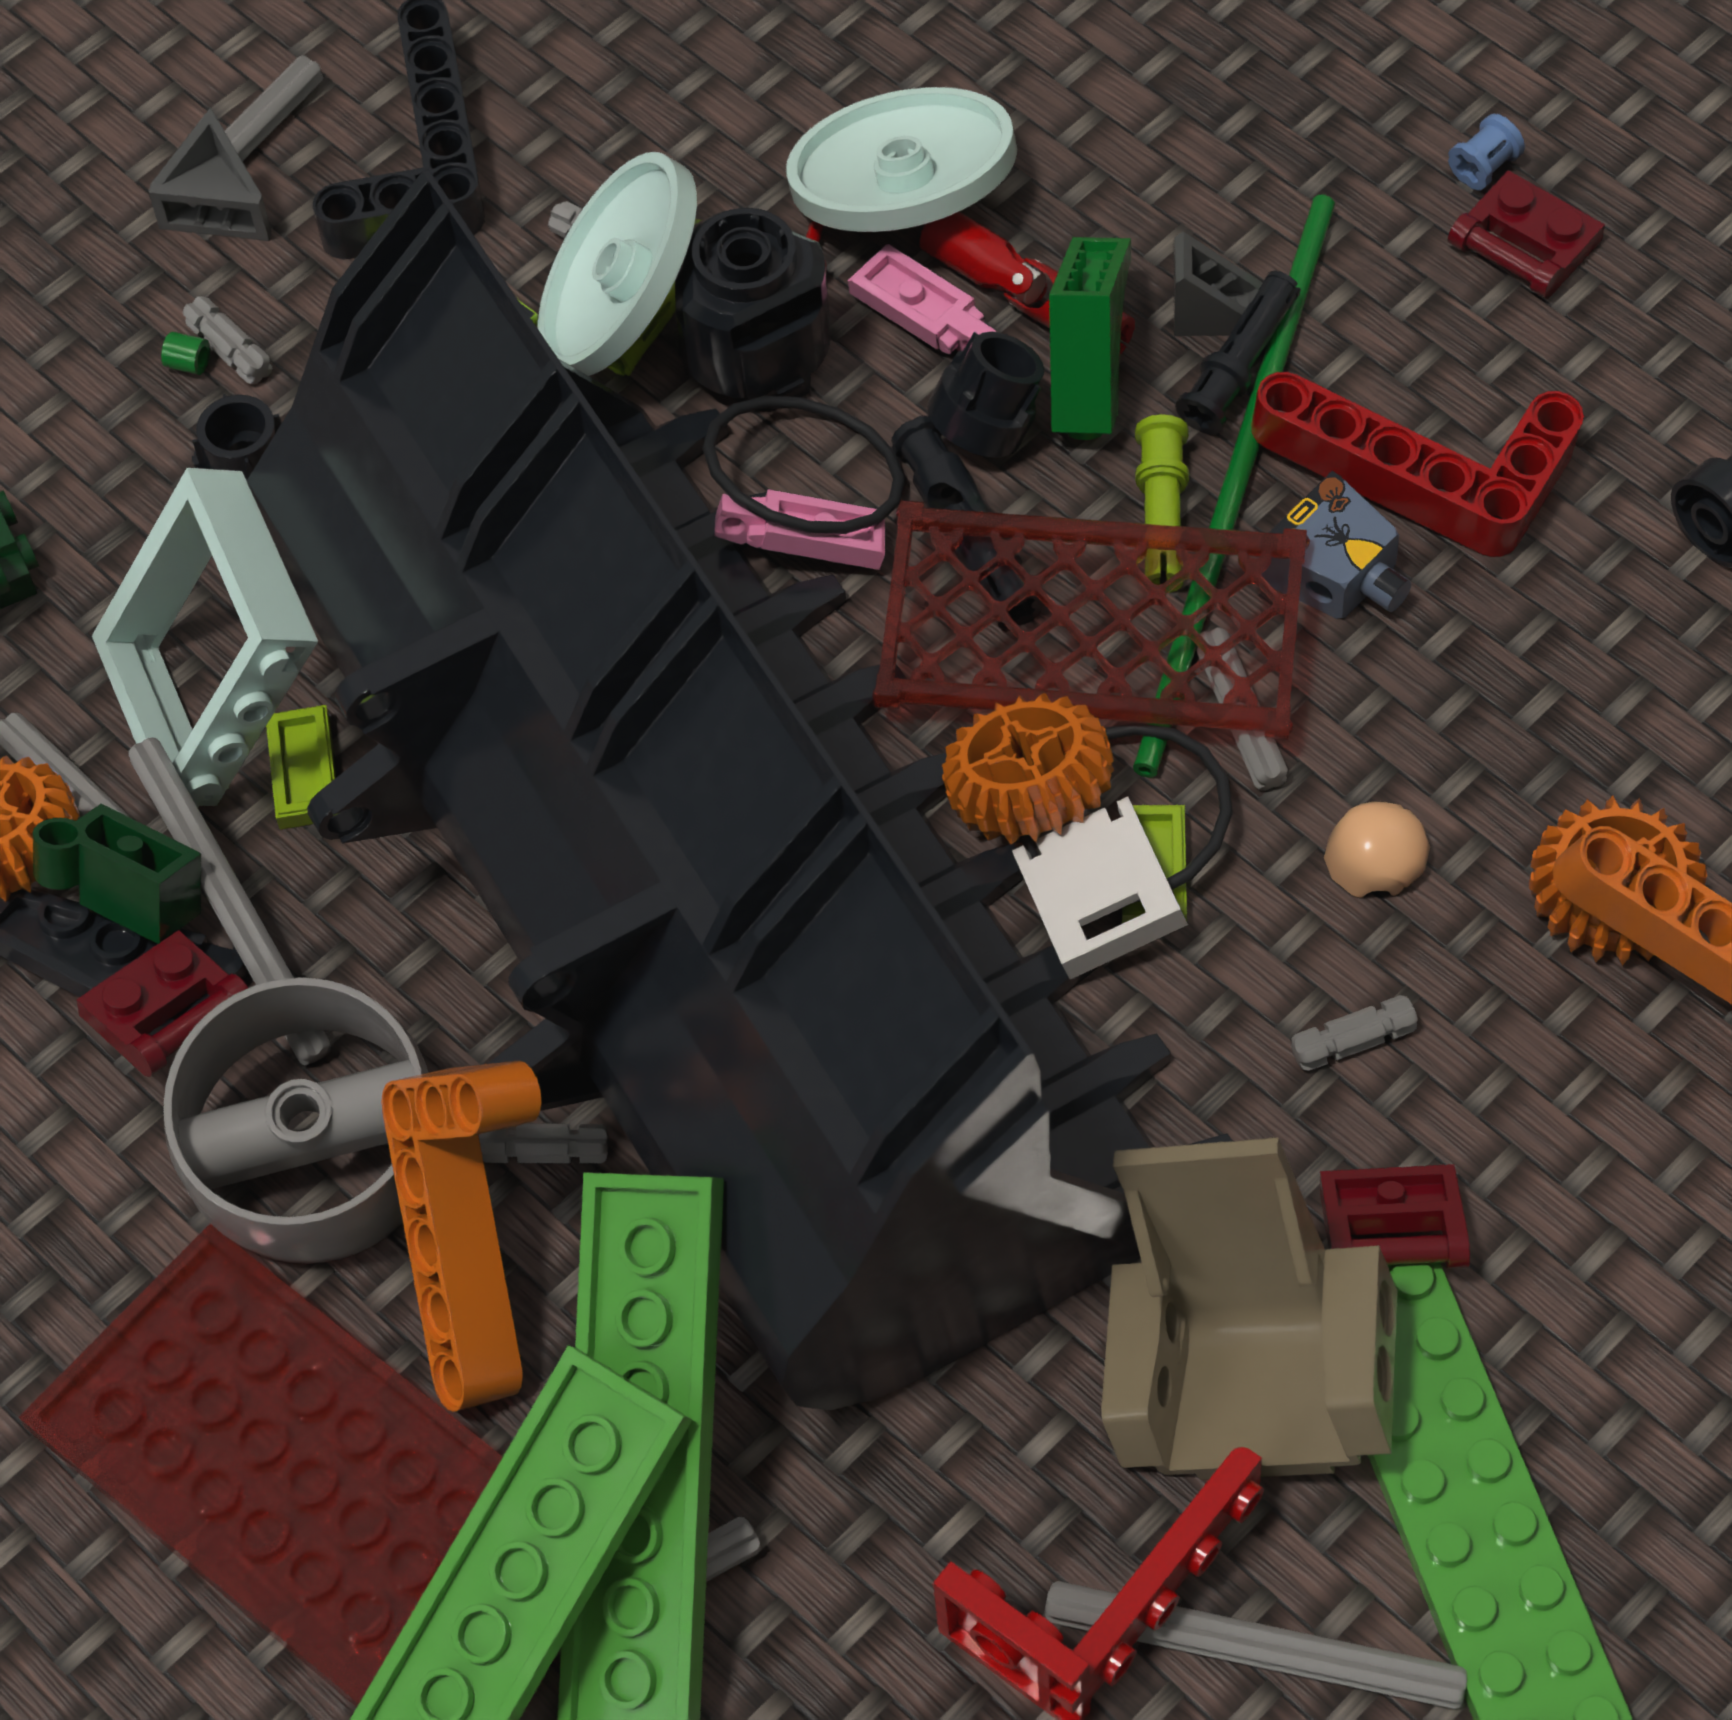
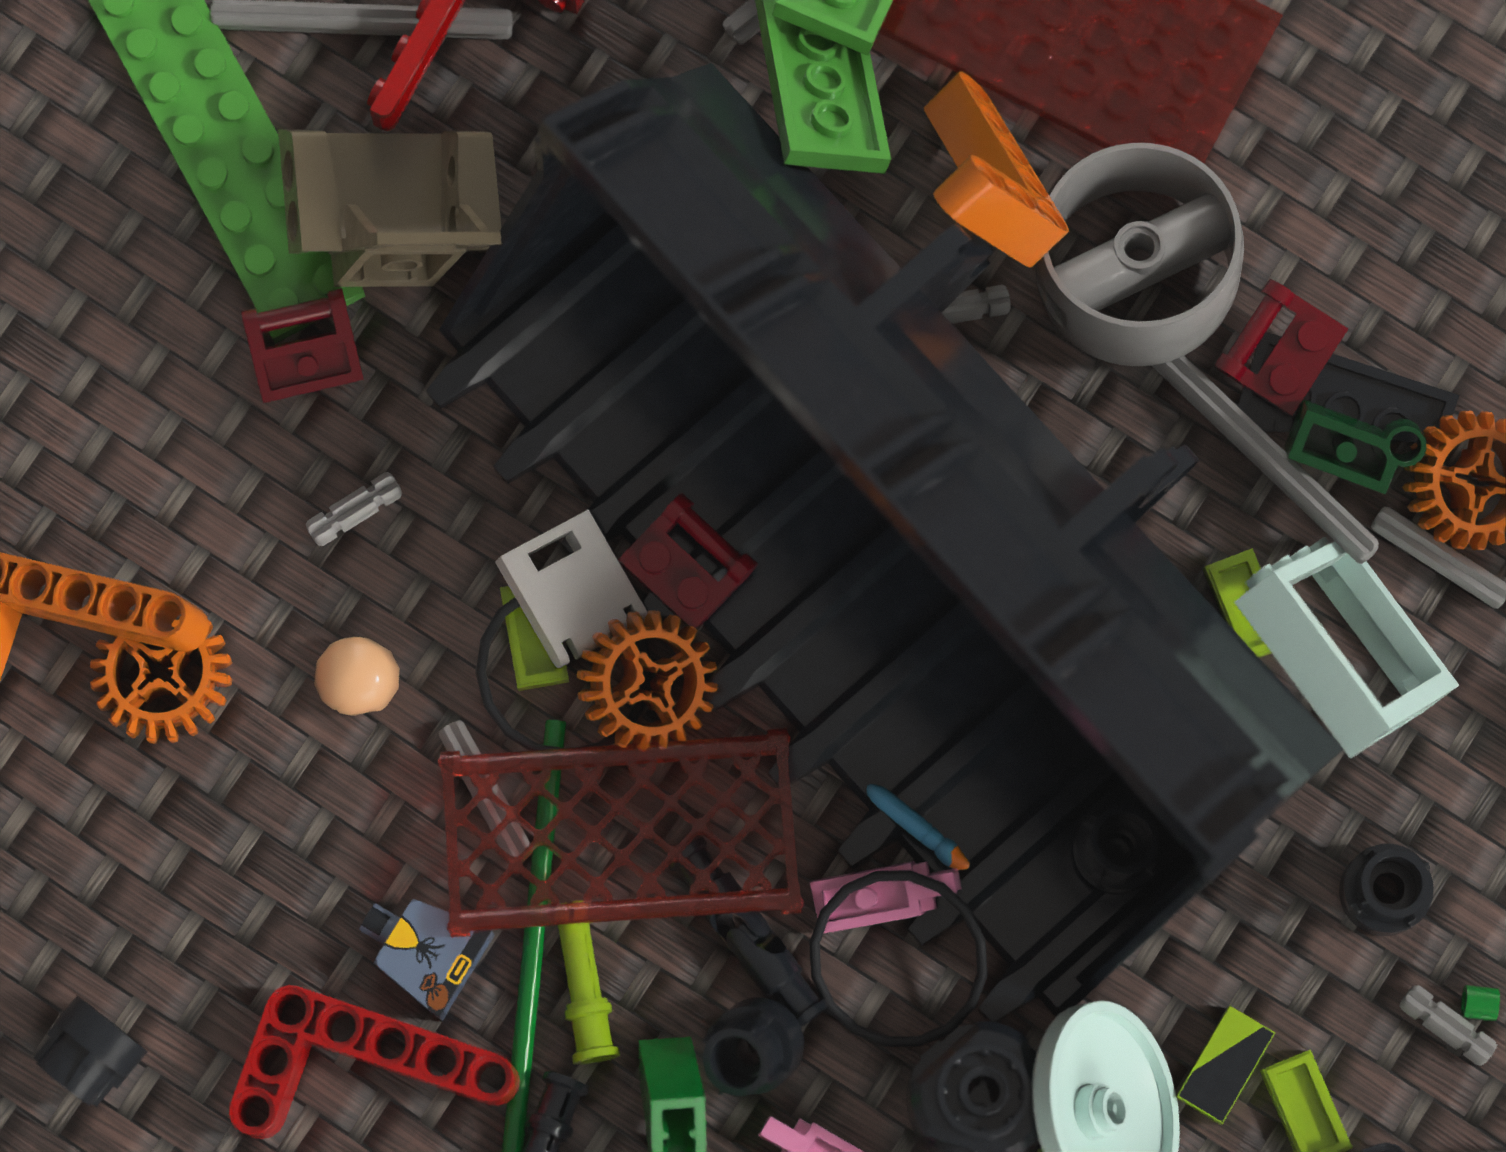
camera: 160 degrees right, 20 degrees up
(723, 555) = (945, 849): none -> dark azure piece
(970, 878) = (674, 575): none -> dark red plate

